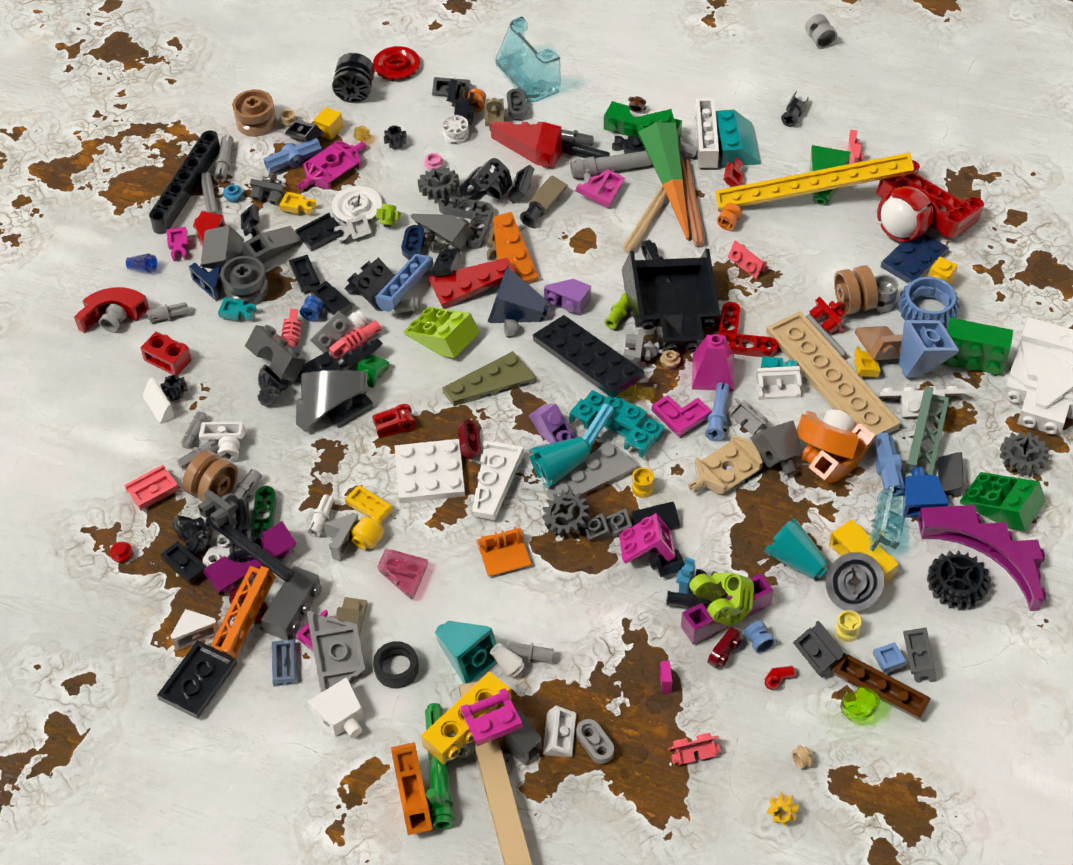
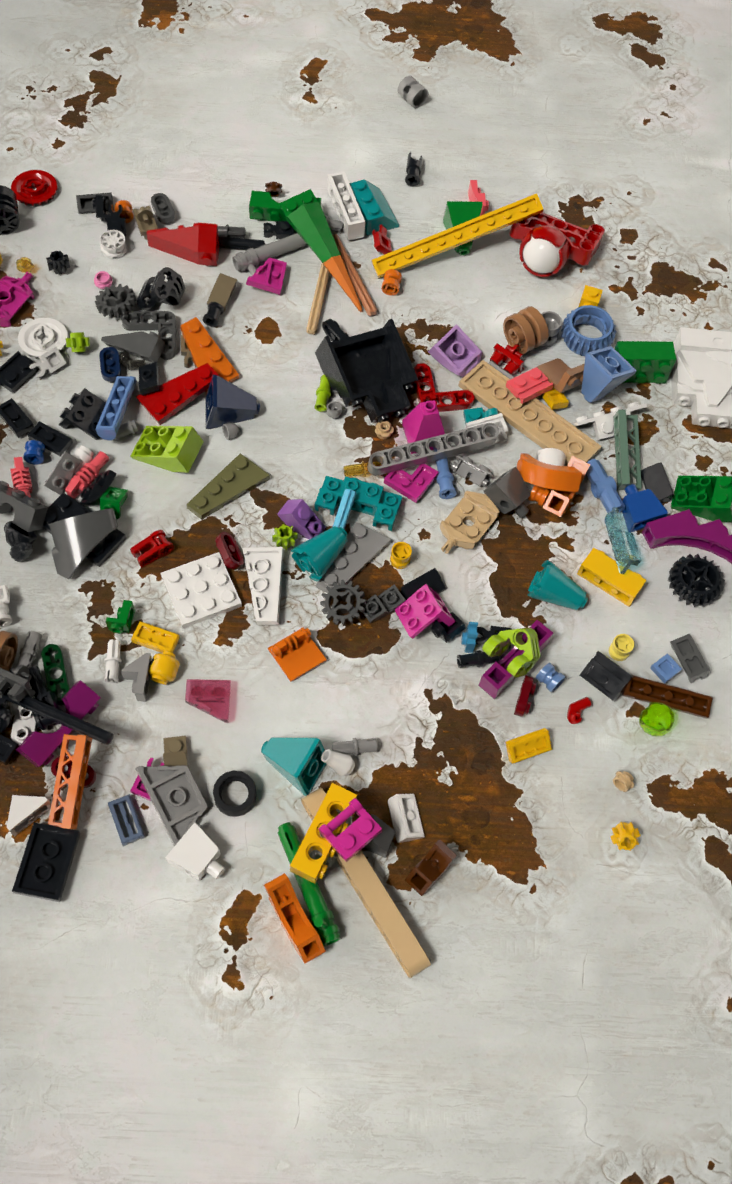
camera: 25 degrees left, 10 degrees up
(291, 604) = (115, 760): dark grey brick -> none
(345, 479) = (124, 618): none -> green bracket
(521, 183) = (193, 286): black plate -> none
(526, 68) = (160, 170): clear light blue windscreen -> none
(529, 438) = (284, 537): none -> lime gear
(565, 785) = (431, 868): none -> reddish brown brick
(569, 295) = (273, 387): medium lavender slope -> none
(588, 356) = (312, 444): black plate -> none
(597, 742) = (442, 817): light grey plate -> none
(623, 328) = (331, 407): none -> light grey hinge
(636, 341) = (357, 427): light grey hips -> none
(665, 677) = (483, 738): dark pink tile -> none
(685, 750) = (521, 802): coral hinge -> none
(711, 696) = (528, 745): none -> yellow plate
(719, 379) = (439, 442): none -> light grey beam
(747, 260) = (419, 320): coral hinge -> none
(773, 297) = (456, 352): none -> lavender slope
(841, 345) = (529, 385): none -> coral plate
(844, 571) = (607, 618): gear -> none
(914, 258) = (560, 290): dark blue plate -> none
(1013, 452) = (709, 450): dark grey gear -> none

